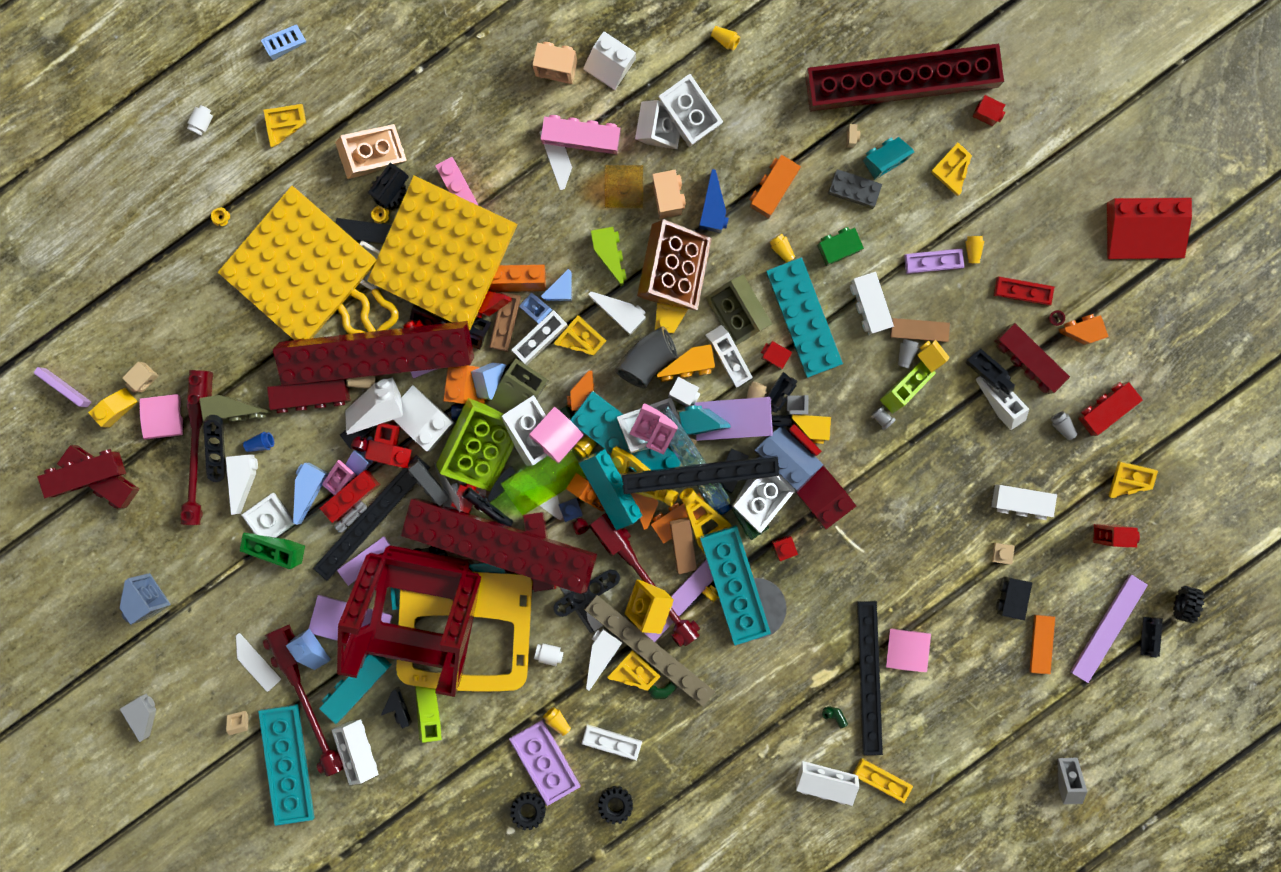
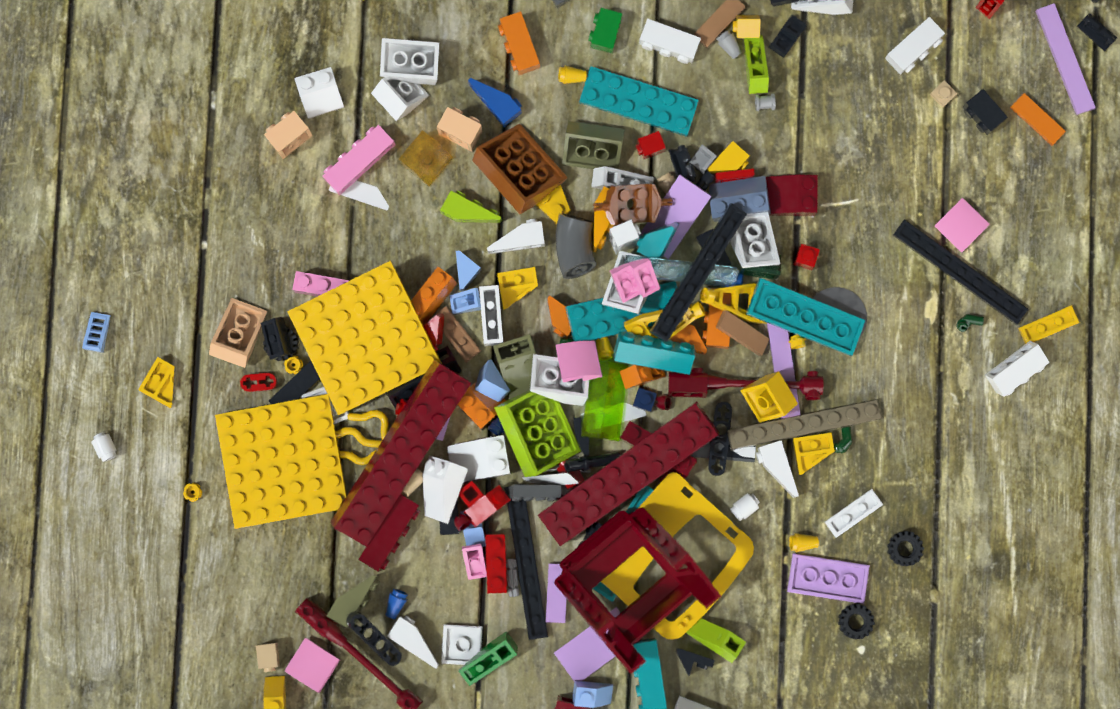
camera: 50 degrees left, 5 degrees down
(307, 487) = (461, 591): light blue slope -> none
(348, 196) = (258, 387): none -> red beam
(719, 390) = (645, 203): none -> dark orange plate
(951, 393) = (787, 36): none -> black slope

